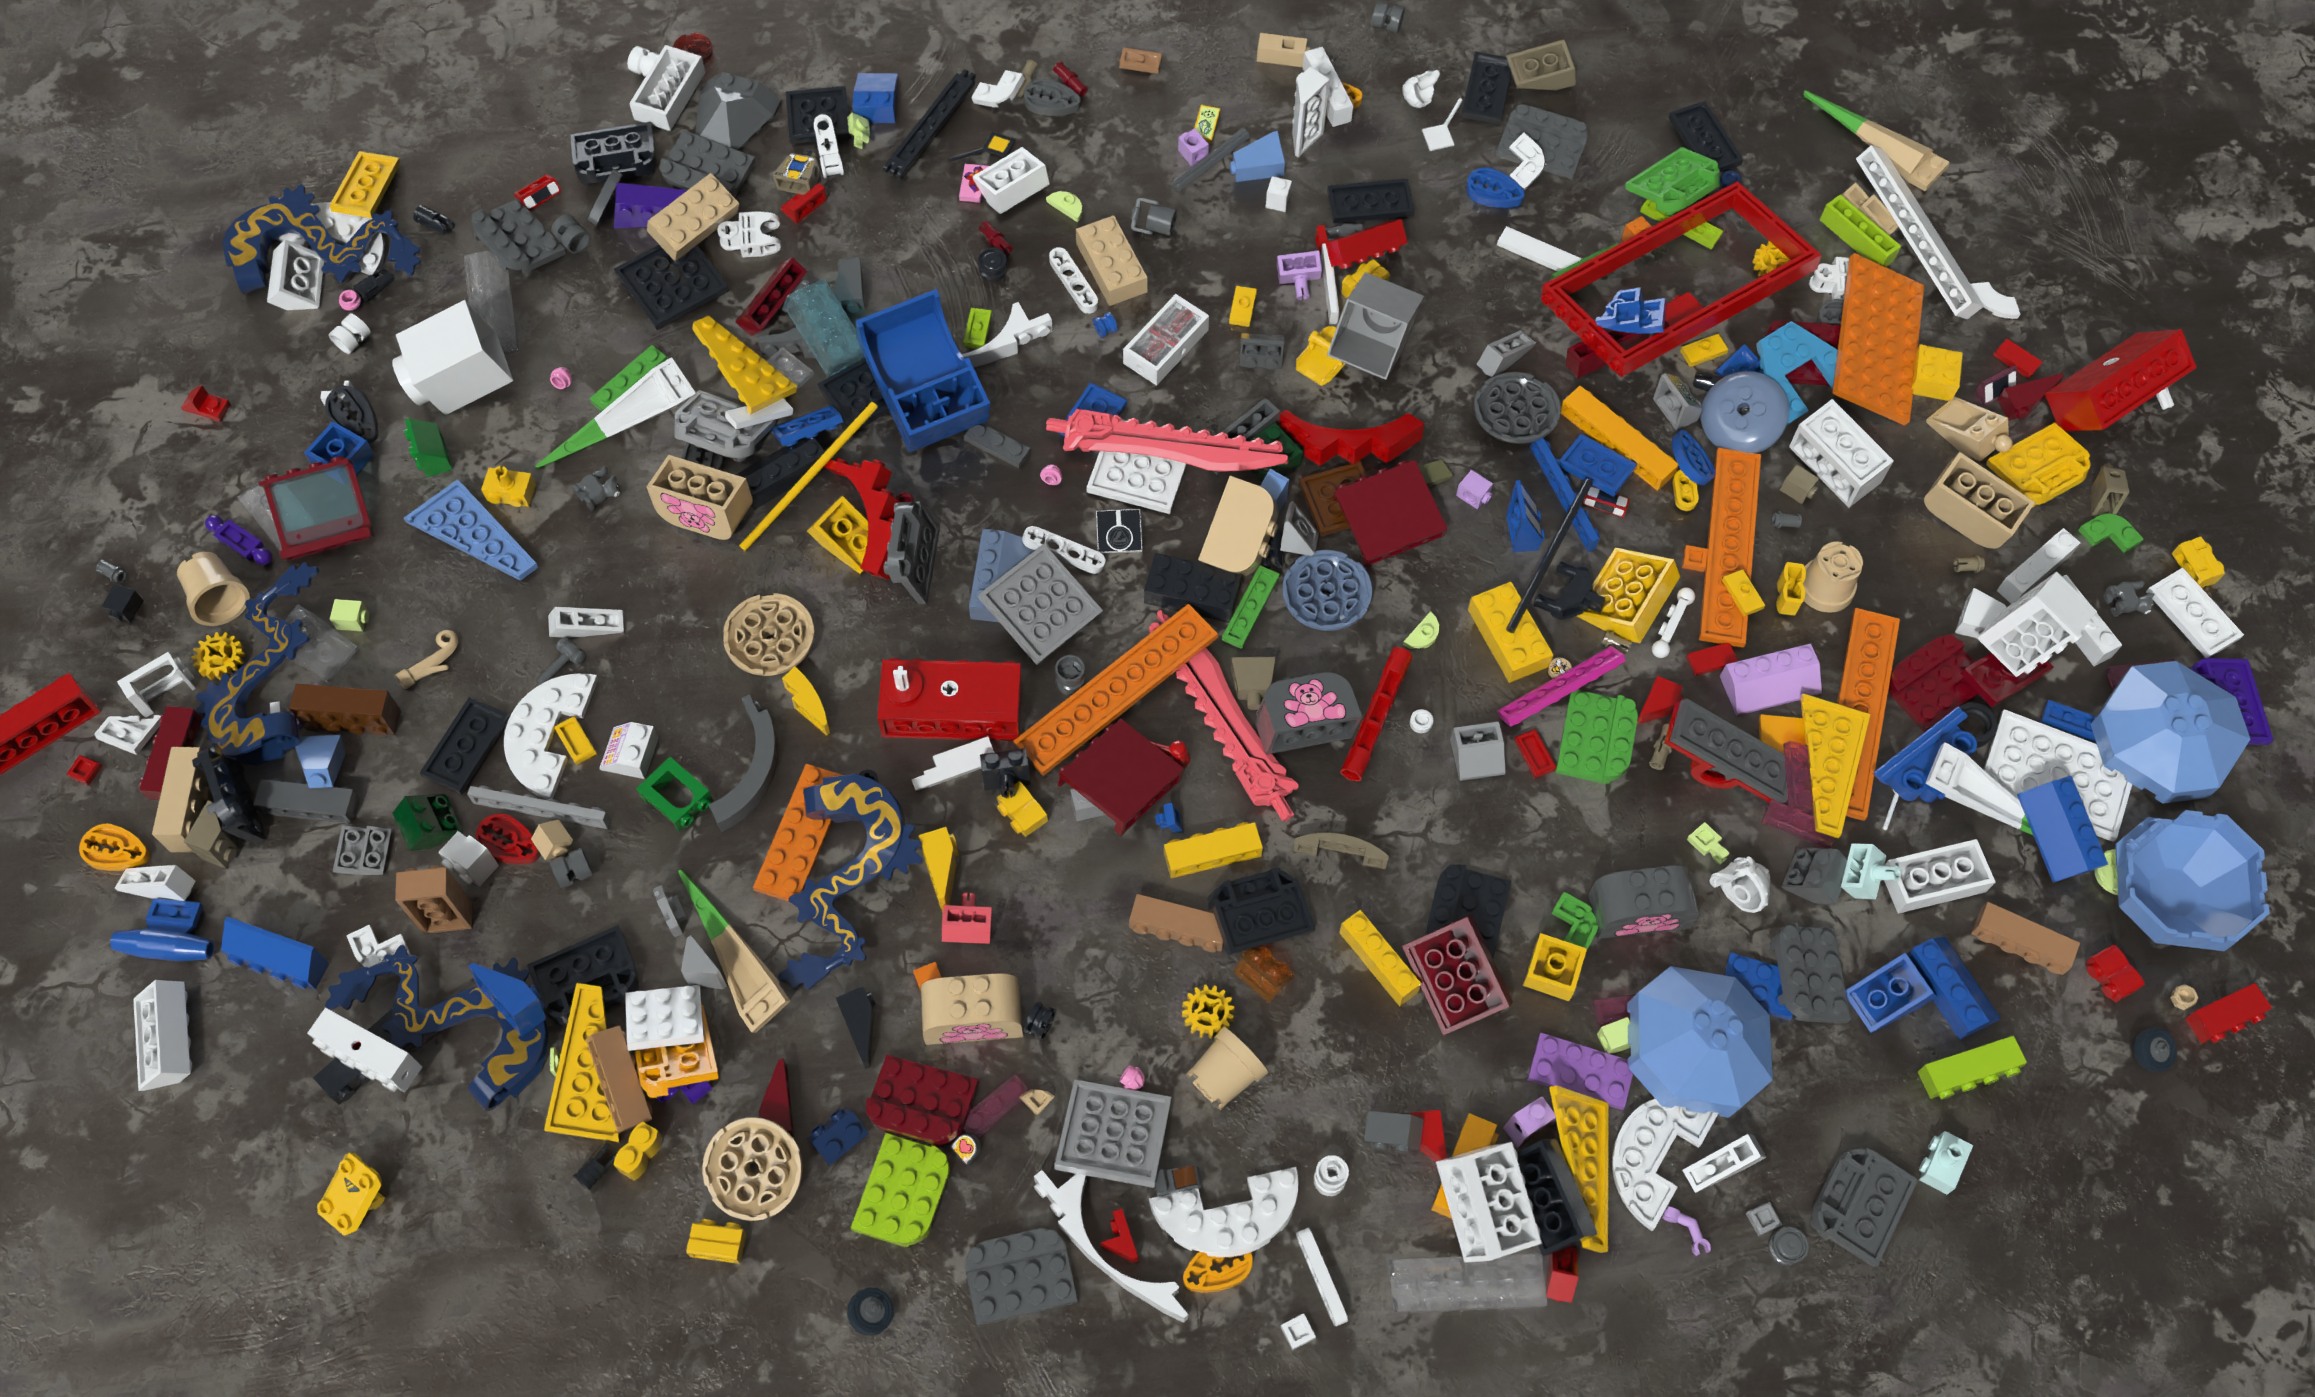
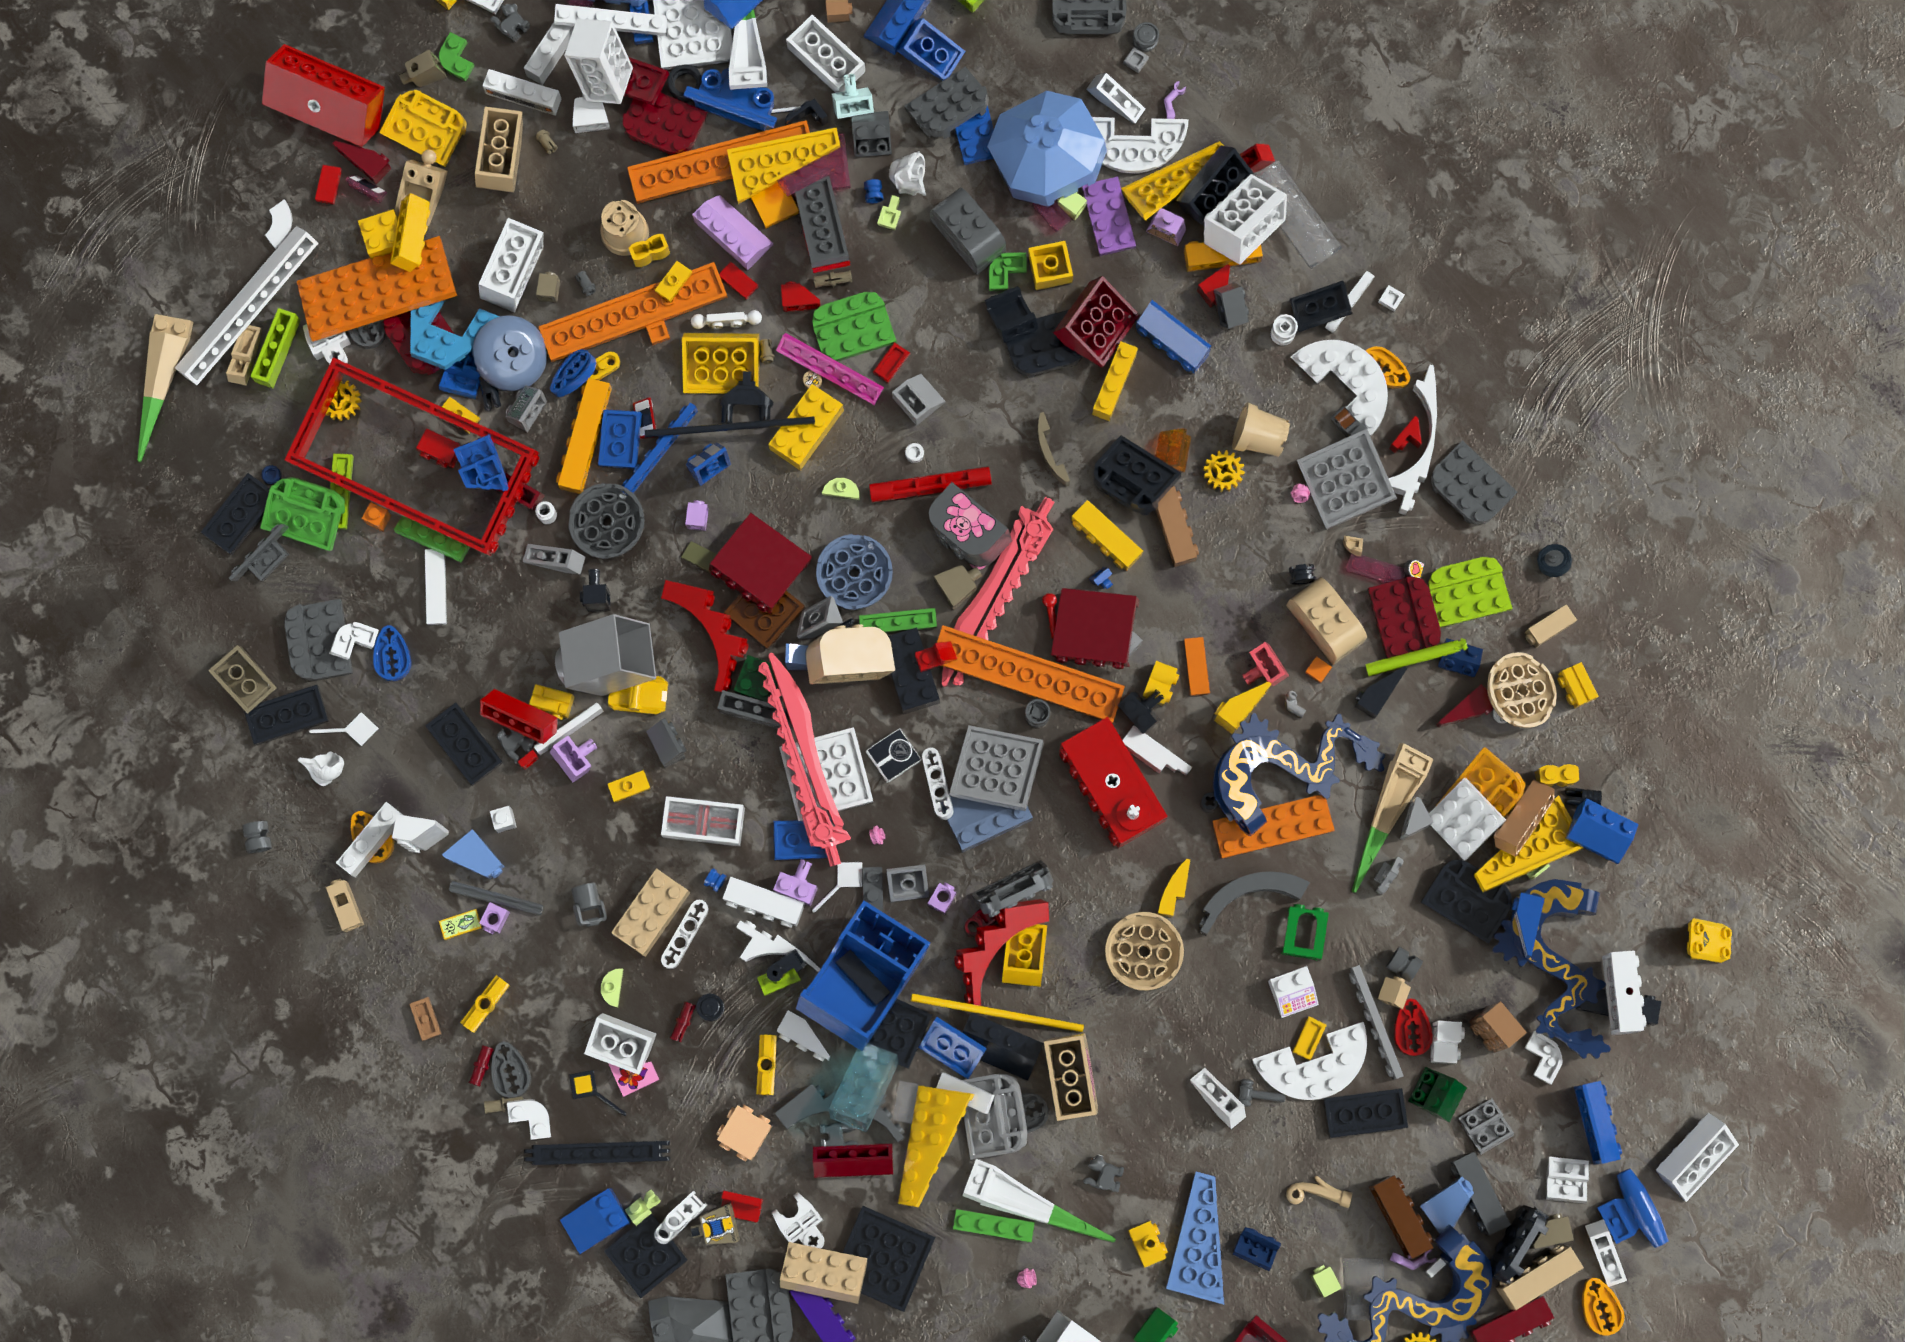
camera: 120 degrees left, 15 degrees up
(250, 894) = (1567, 1180): none -> white slope
(427, 573) = (1256, 1248): none -> dark blue bracket
(545, 1155) = (1601, 830): none -> blue slope
(801, 1256) = (1550, 626): none -> tan brick
(862, 230) = (743, 1132): none -> light nougat brick
(868, 1080) = (1416, 657): none -> lime piece
(905, 276) = (766, 1078): none -> yellow piece
(909, 927) = (1291, 704): none -> light grey arm
(911, 378) = (862, 977): none -> black tile
(948, 488) = (942, 906): none -> lavender brick
(982, 334) = (783, 965): none -> black leg
(989, 476) = (907, 883): none -> light grey slope
(1016, 858) = (1196, 666): none -> orange tile
(1031, 434) = (848, 876): none -> white piece
(1051, 382) = (796, 885): none -> lavender brick
(1056, 351) = (763, 901): none -> white brick
(1121, 105) = (476, 1014): none -> yellow piece
(1188, 607) = (935, 656): none -> red slope
(1333, 1233) = (1321, 306): none -> black plate
(1393, 1047) = (1173, 337): none -> slope
(1445, 360) = (595, 596): none -> black brick
(1519, 894) = (1011, 314): none -> black panel
(1557, 365) = (543, 508): none -> white brick
(1650, 135) = (264, 558): none -> dark grey bracket
(1744, 839) = (873, 191): none -> blue wheel
(1880, 829) = (808, 107): none -> black bracket
(1924, 385) = (410, 232): none -> yellow brick
(2085, 681) = (621, 20): none -> white plate

